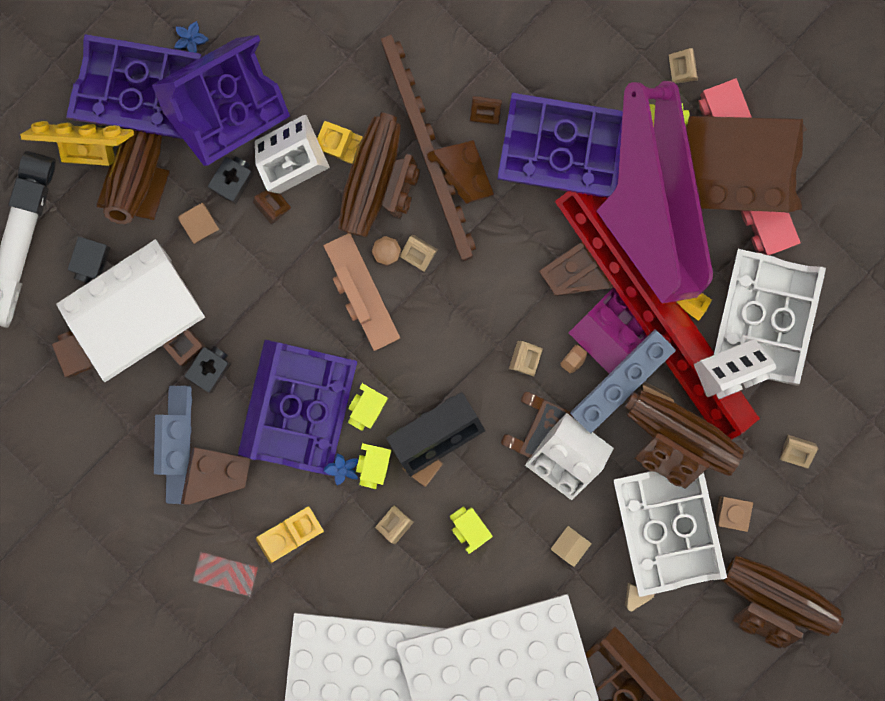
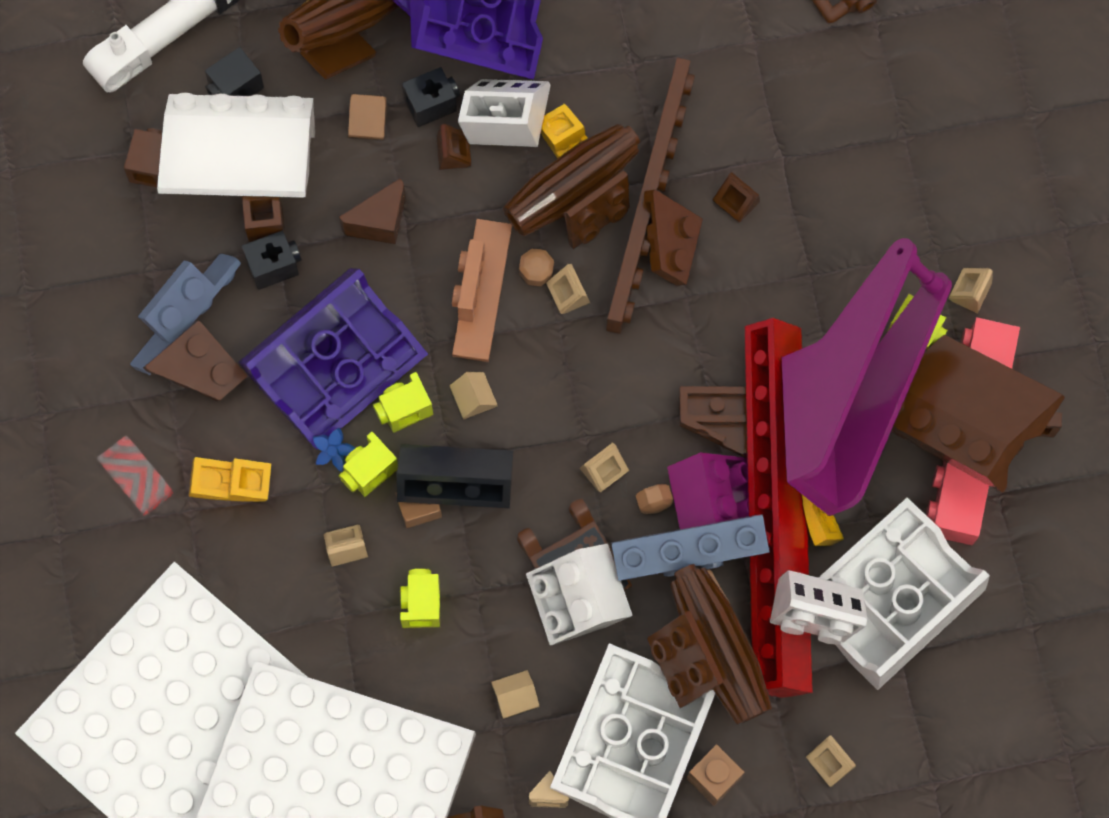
camera: 30 degrees right, 15 degrees down
(257, 289) = (377, 216): none -> reddish brown slope
(406, 368) = (473, 394): none -> tan slope
(561, 145) = (787, 270): dark purple piece -> none

